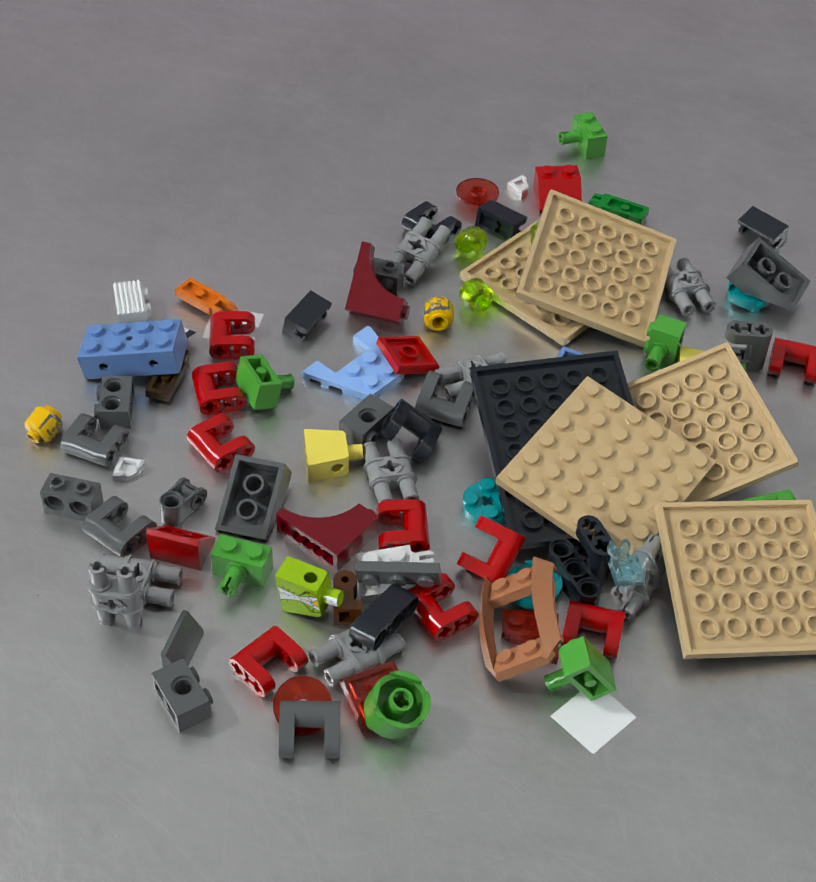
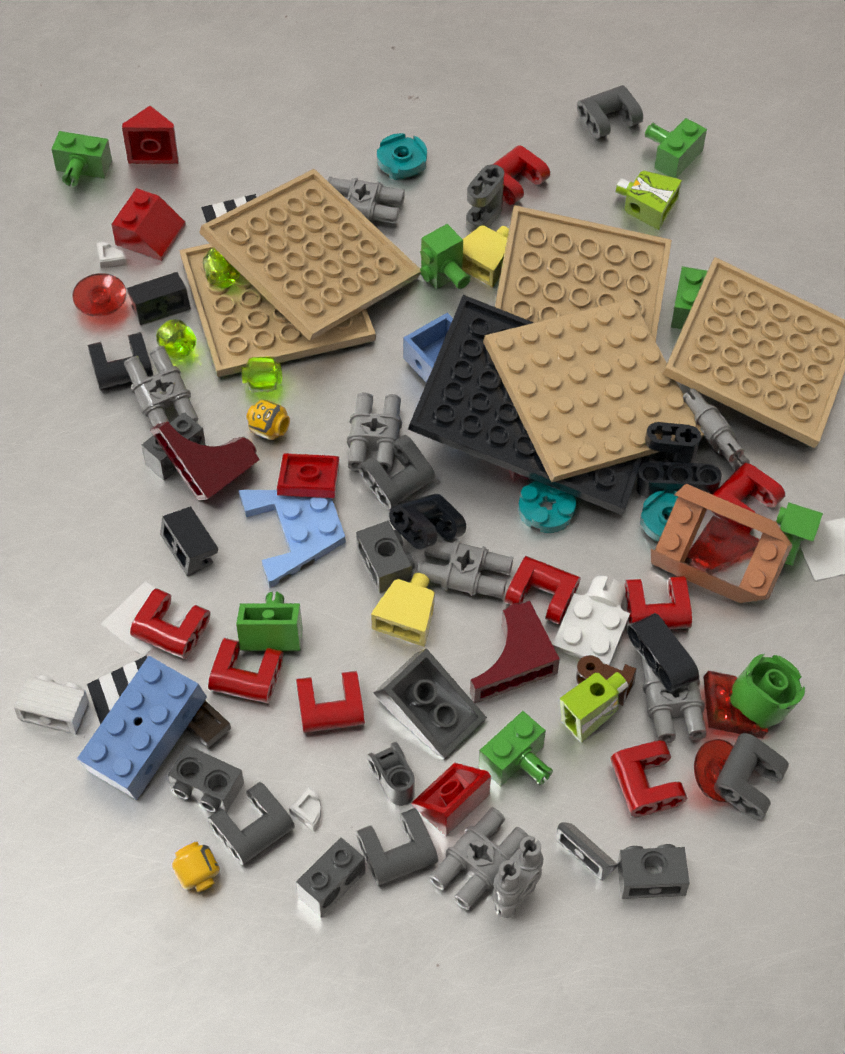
camera: 60 degrees left, 10 degrees up
(203, 297) = (92, 625): orange hinge -> none
(400, 573) = (621, 616): dark grey plate -> none
(502, 555) = (635, 524): red connector -> none
(620, 207) = (211, 190): green hinge -> none
(624, 567) = (724, 430): clear light blue plate -> none
(628, 154) = (150, 138): none -> red slope
(764, 225) = (324, 93): black hinge -> none
(768, 276) = (405, 130): dark grey slope -> none

